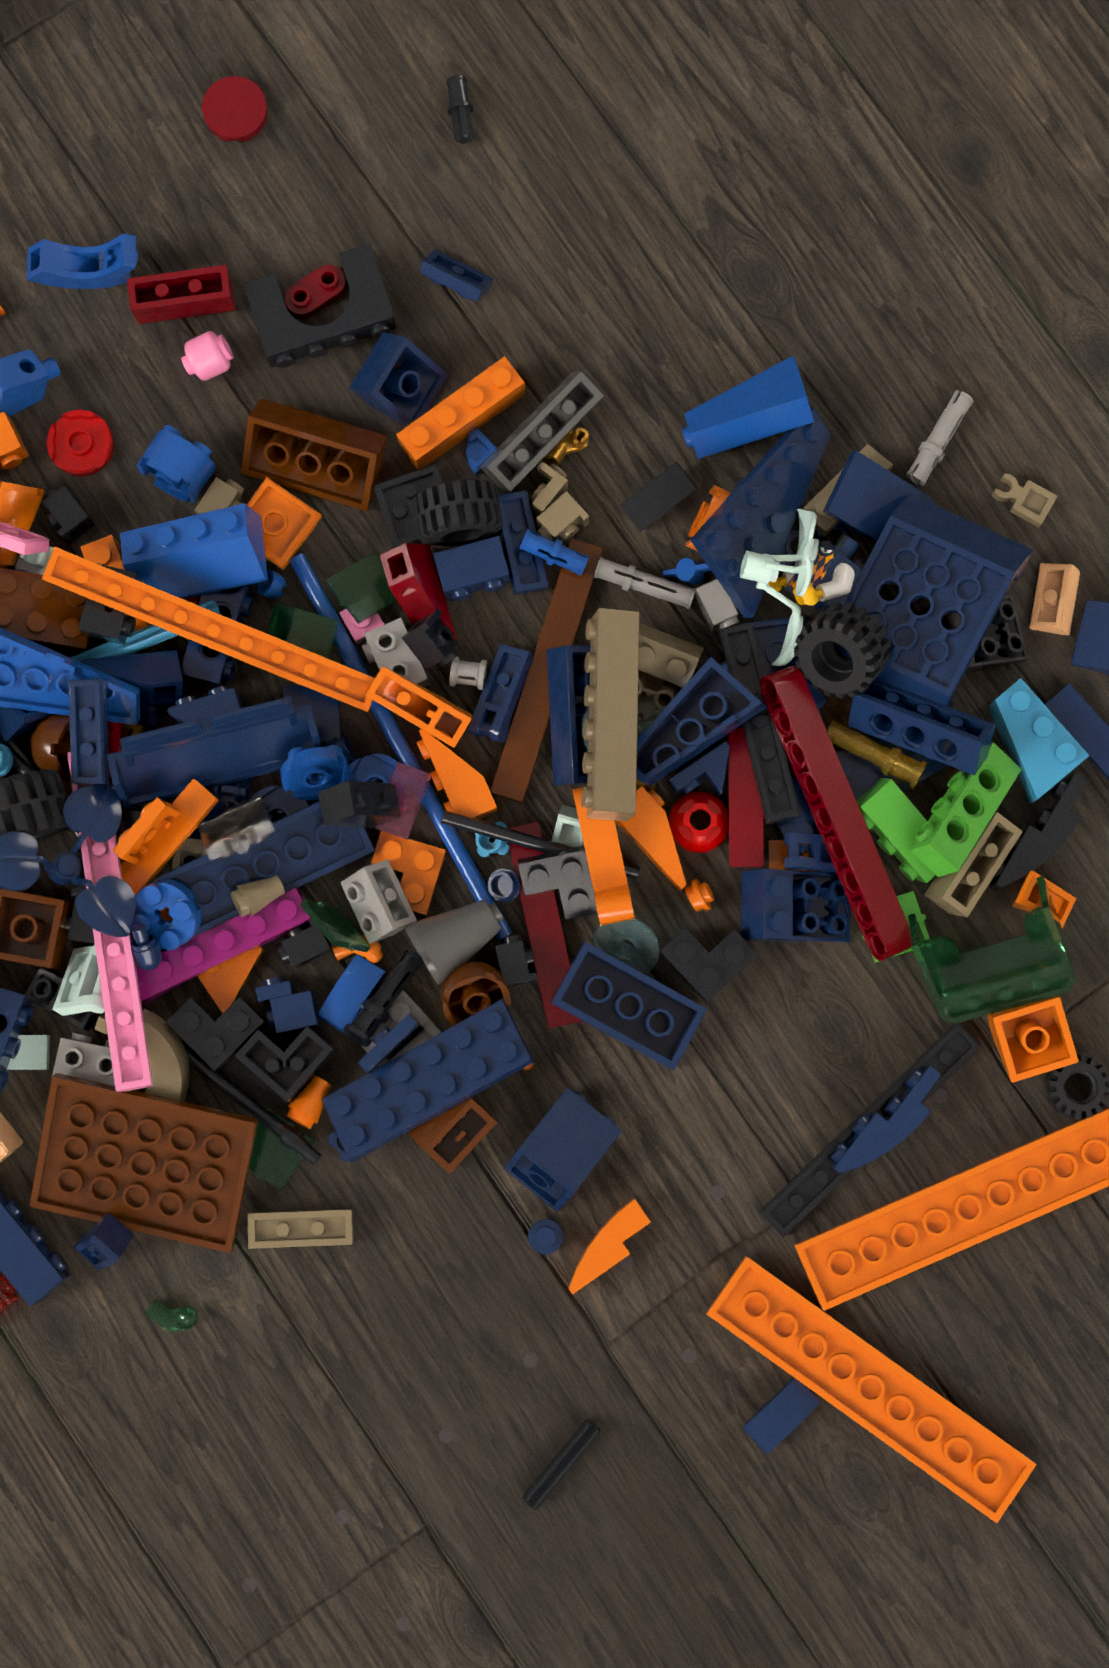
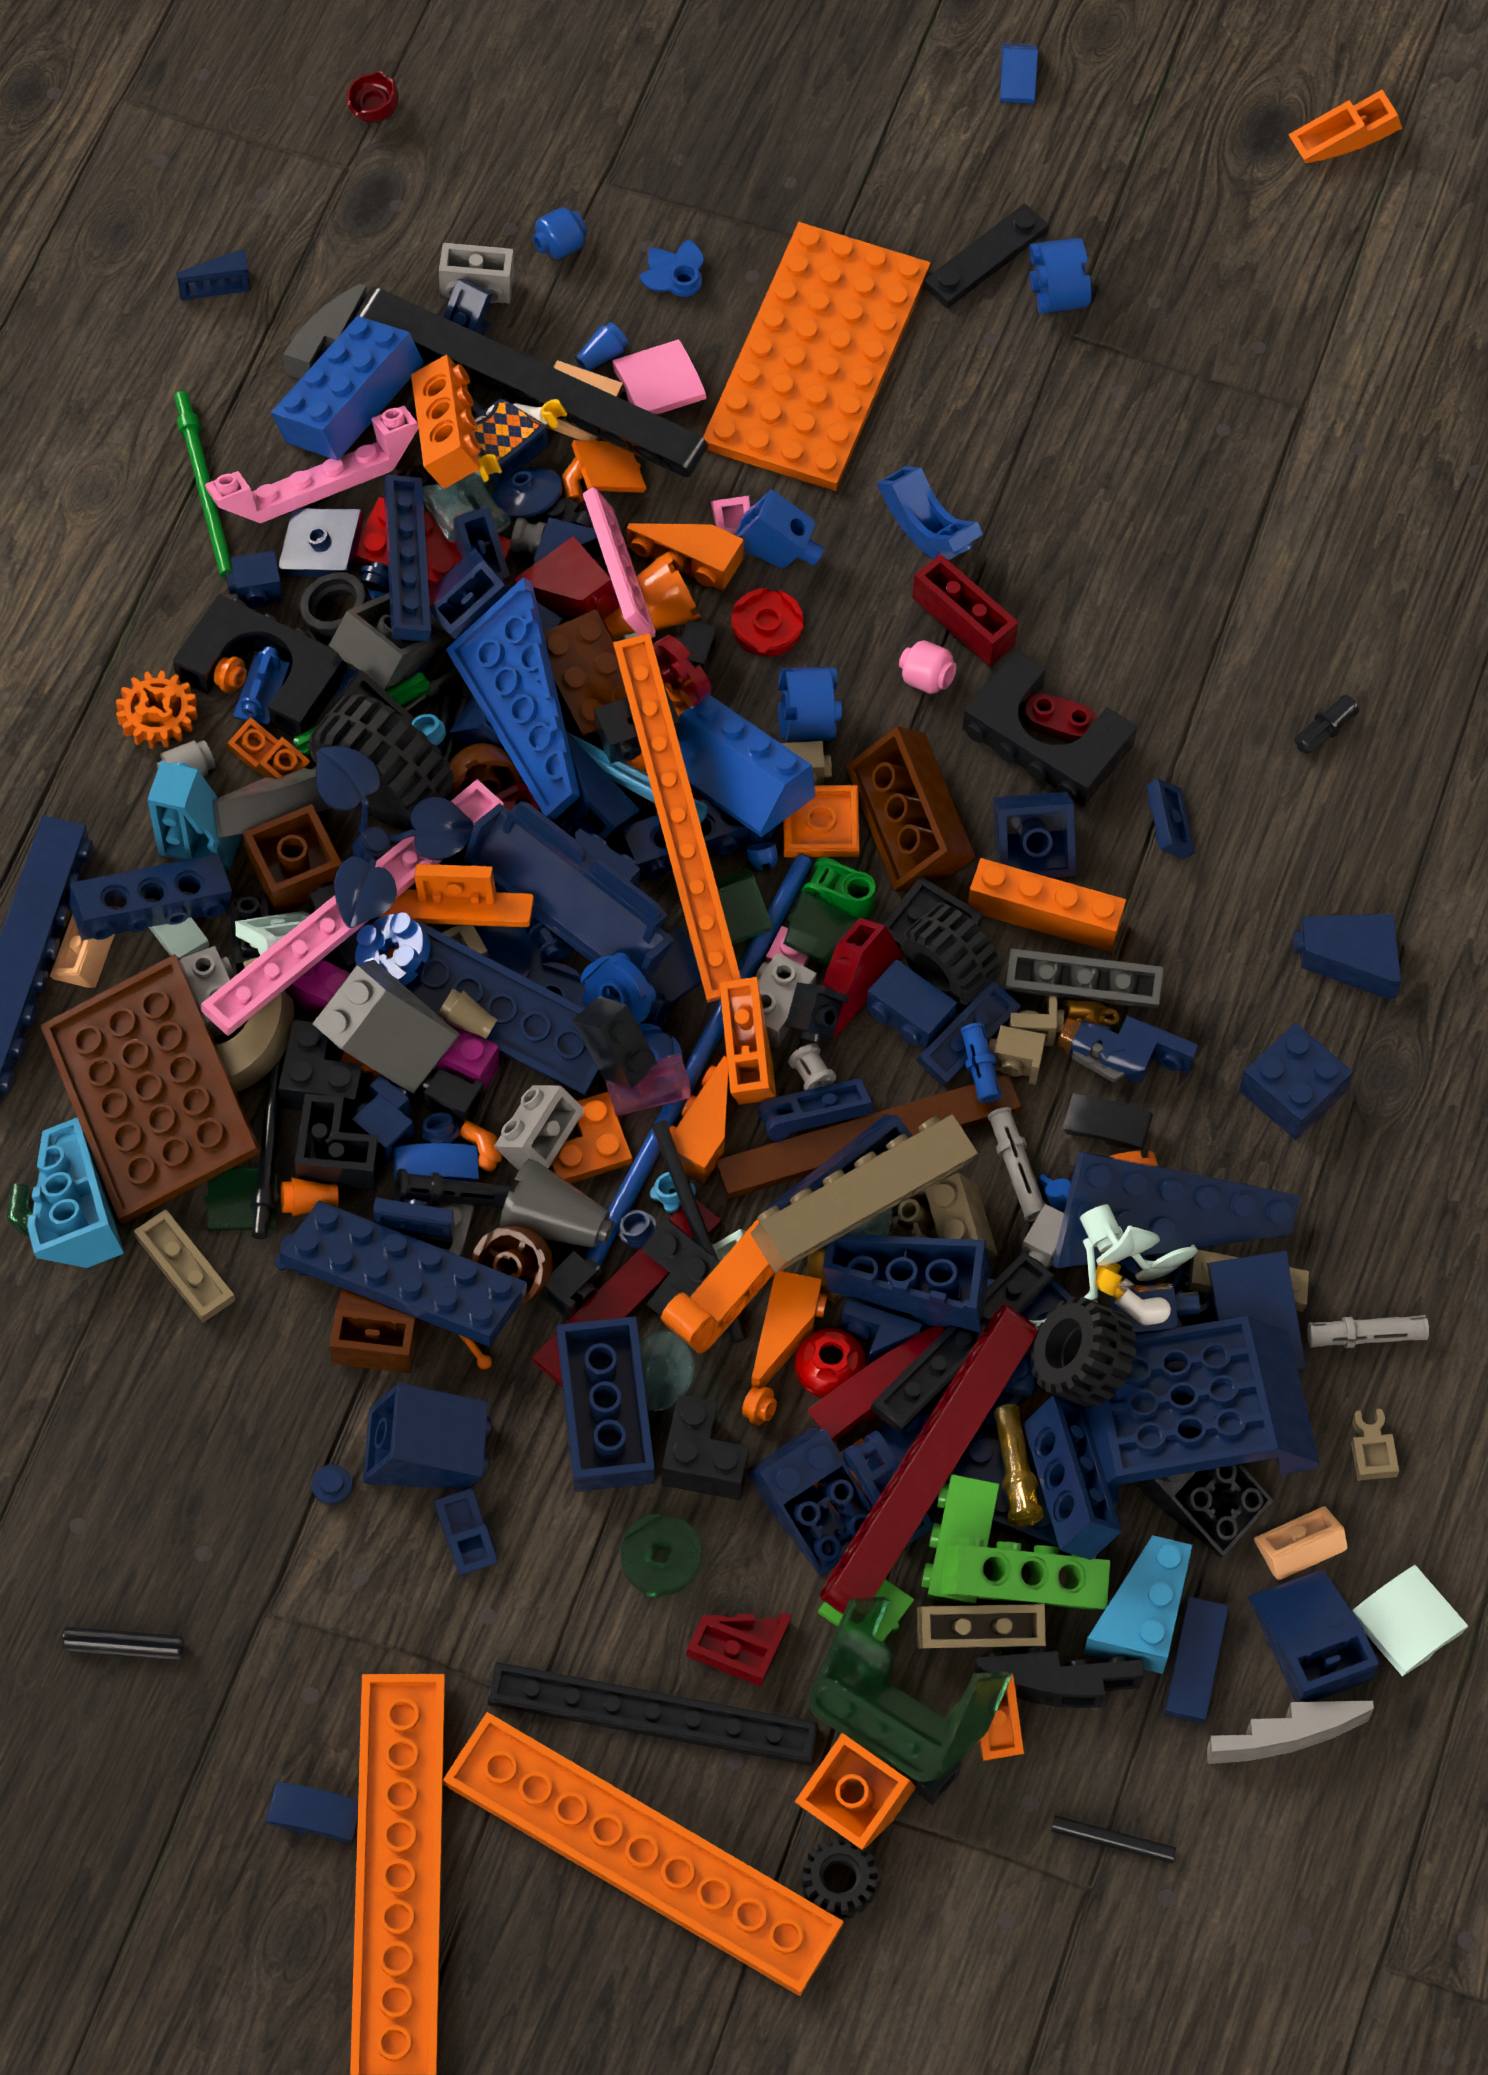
camera: 45 degrees right, 20 degrees down
(88, 543) = (679, 671): none -> dark red plate
(88, 731) = (509, 776): dark blue tile -> none
(104, 1242) = (52, 1104): dark blue slope -> none
(145, 948) = (347, 952): dark blue cylinder -> none
(197, 1281) = (70, 1207): none -> dark azure wedge
(225, 961) = (386, 1026): none -> dark grey slope
(234, 109) = (1170, 547): dark red tile -> none
(236, 829) = (523, 958): clear smoke plate -> none
(325, 971) = (440, 1128): none -> dark blue plate
(335, 926) = (488, 1102): clear green piece -> none
(338, 551) = (839, 885): none -> green piece
(478, 450) = (1029, 940): blue tile -> none
(607, 1245) = (364, 1542): orange slope -> none
(615, 444) = (1125, 1053): none -> dark blue plate
(647, 1166) = (465, 1532): none -> dark blue slope
(652, 227) = (1351, 950): none -> dark blue slope
(723, 343) = (1295, 1081): none -> dark blue brick
(750, 411) = (1252, 1143): blue slope -> none
(774, 1029) = (657, 1577): none -> clear green plate
(865, 1034) = (739, 1644): none -> dark red wing
(879, 1135) = (649, 1713): dark blue slope -> none

